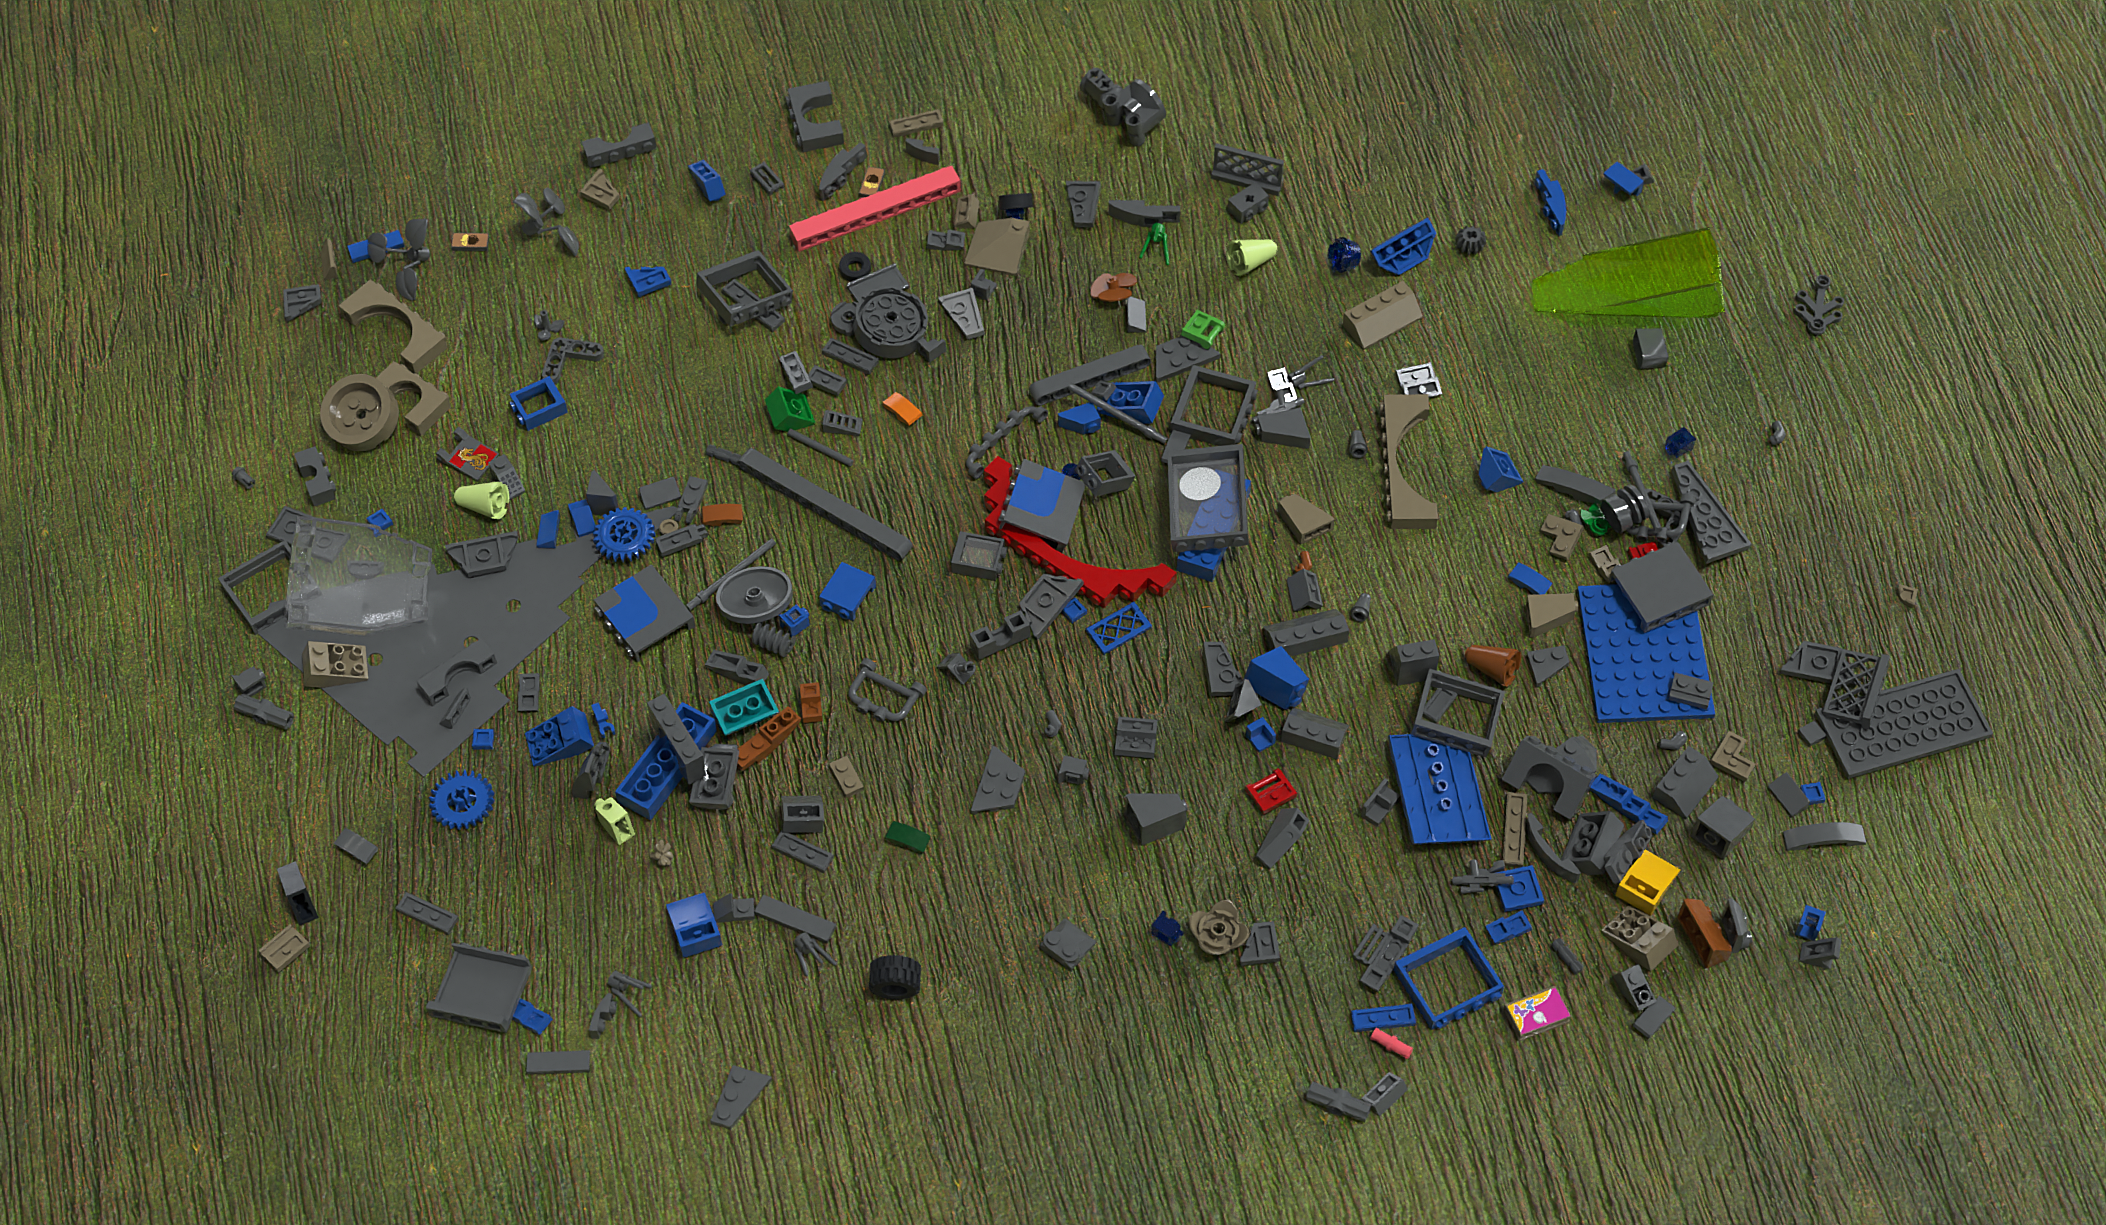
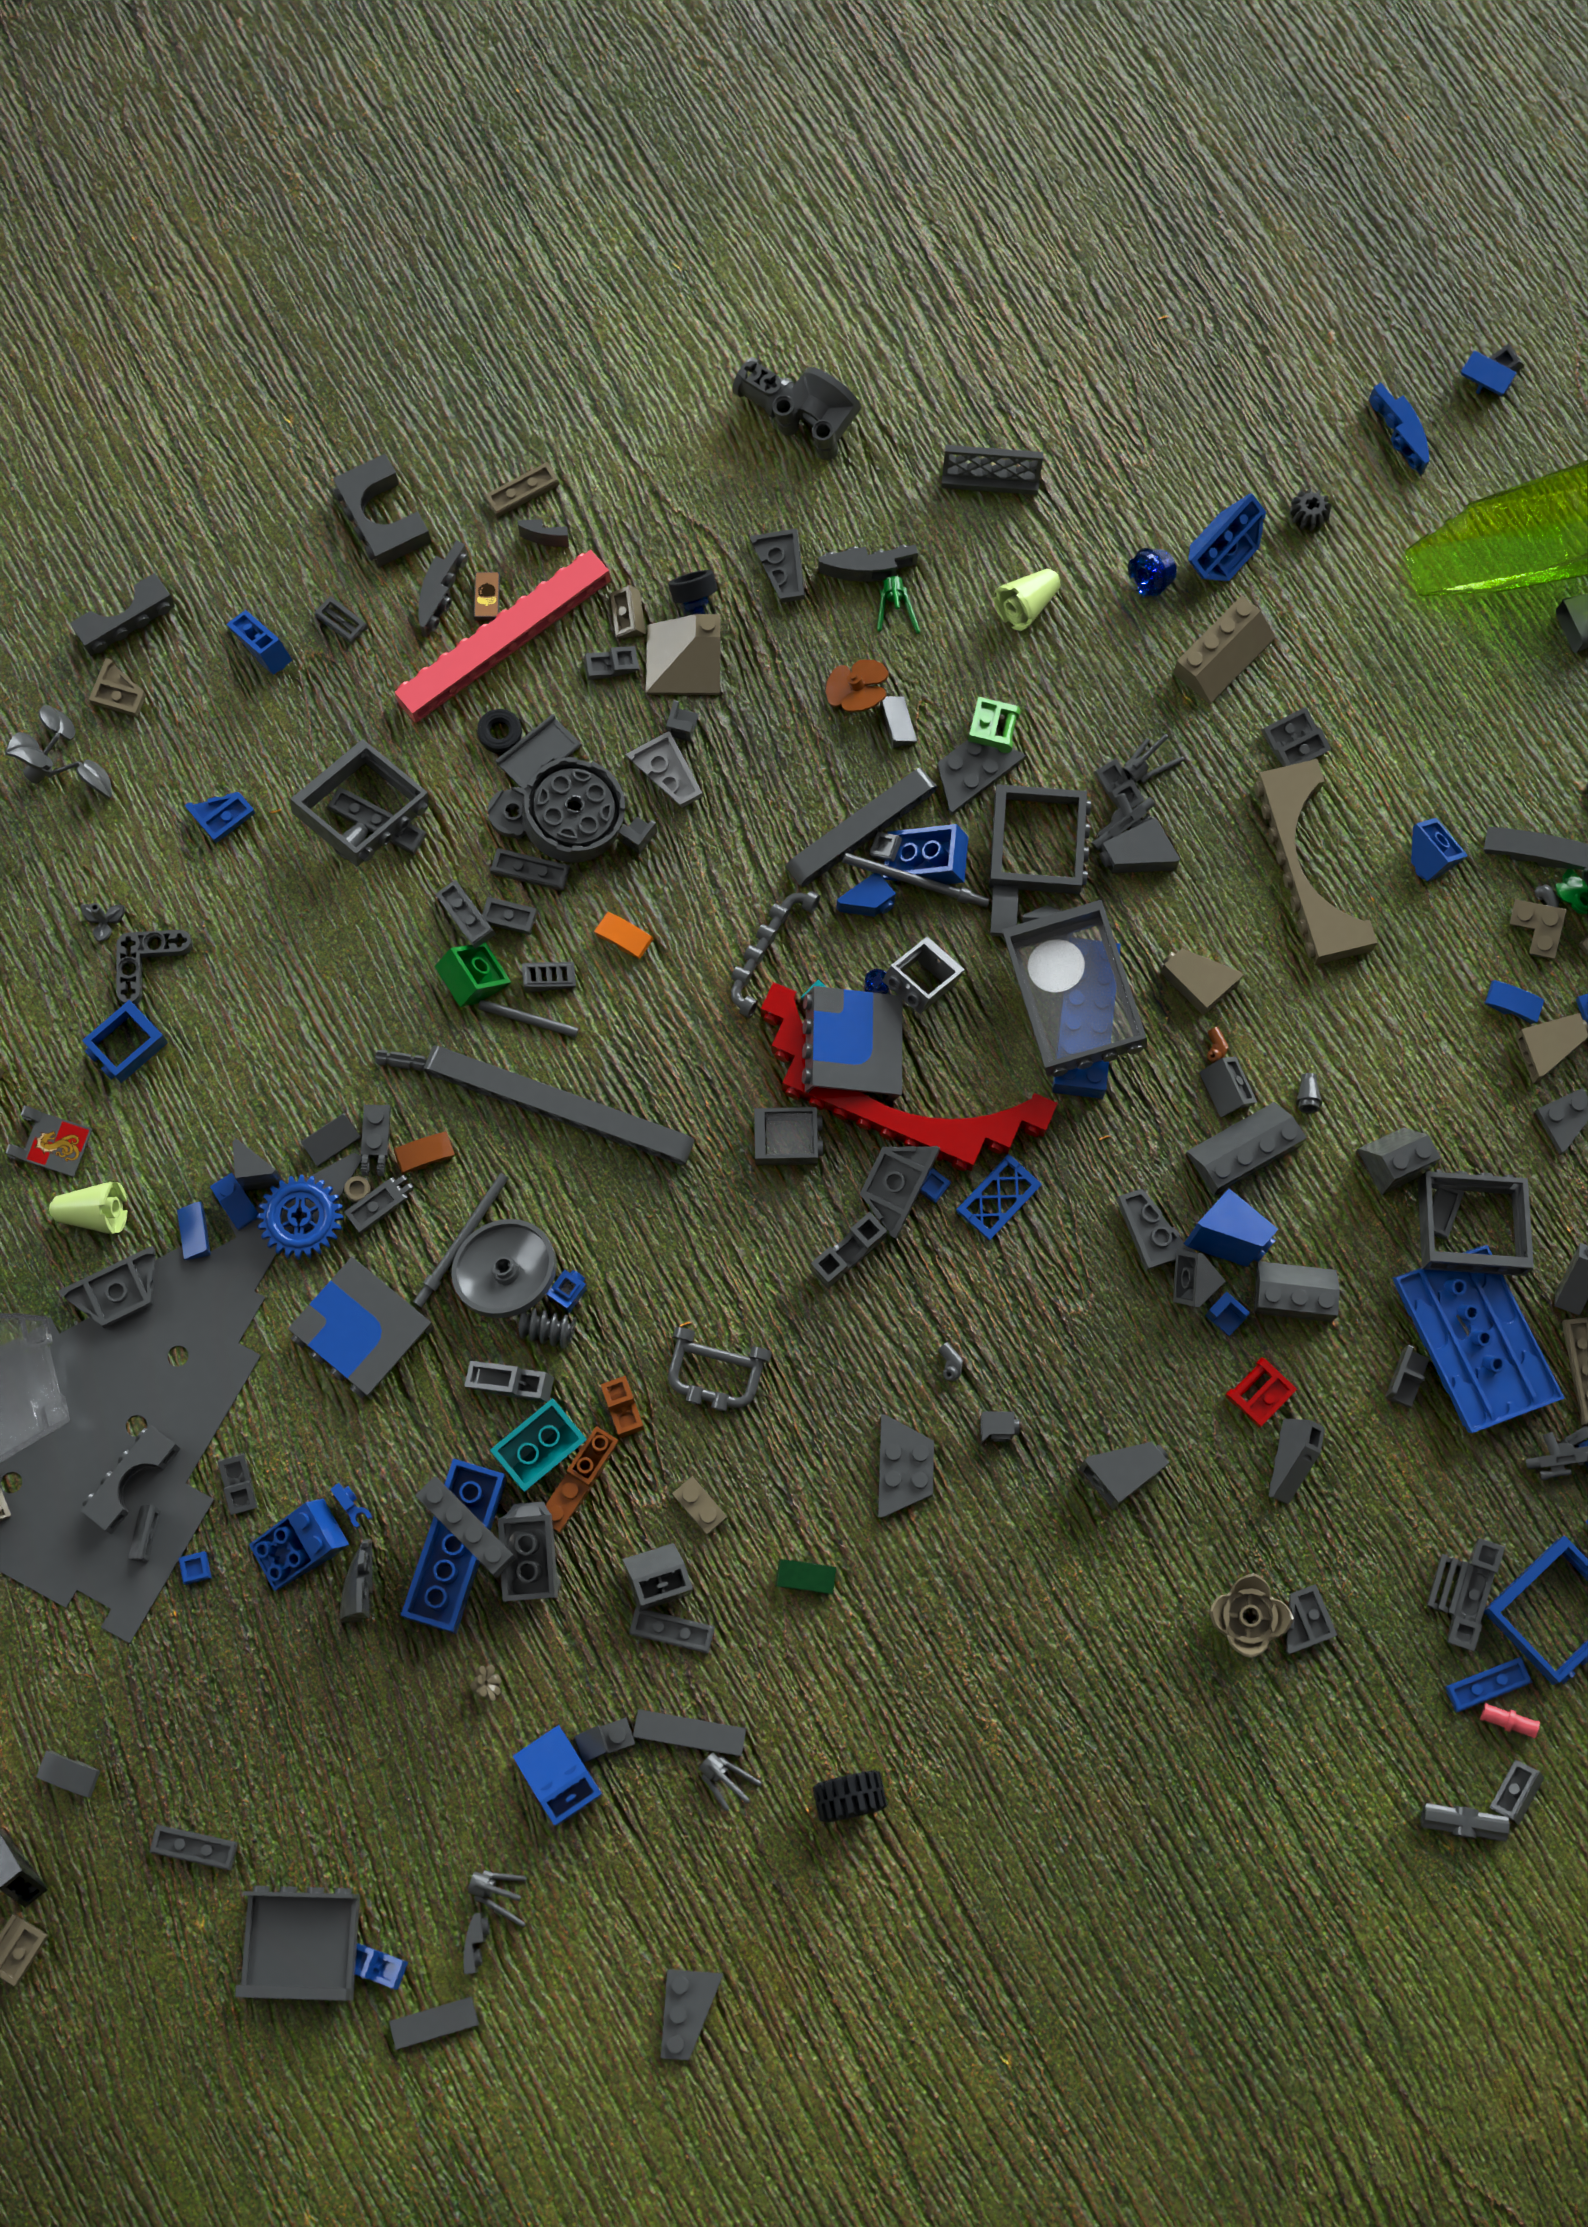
camera: 15 degrees left, 15 degrees up
(459, 787) = (170, 1654): blue gear -> none
(504, 472) = (113, 1165): dark grey slope -> none
(611, 812) = (407, 1650): yellowish green torso -> none
(846, 591) = (625, 1231): blue panel -> none
(958, 667) = (803, 1308): dark grey bracket -> none
(1067, 944) = (1056, 1679): dark grey slope -> none
(1136, 737) = (1065, 1355): dark grey slope -> none
(1166, 929) = (1181, 1629): clear blue brick -> none
(1248, 203) = (1003, 517): dark grey brick -> none
(1357, 445) = (1242, 853): dark grey cone -> none
(1495, 662) = (1501, 1136): dark orange cone -> none

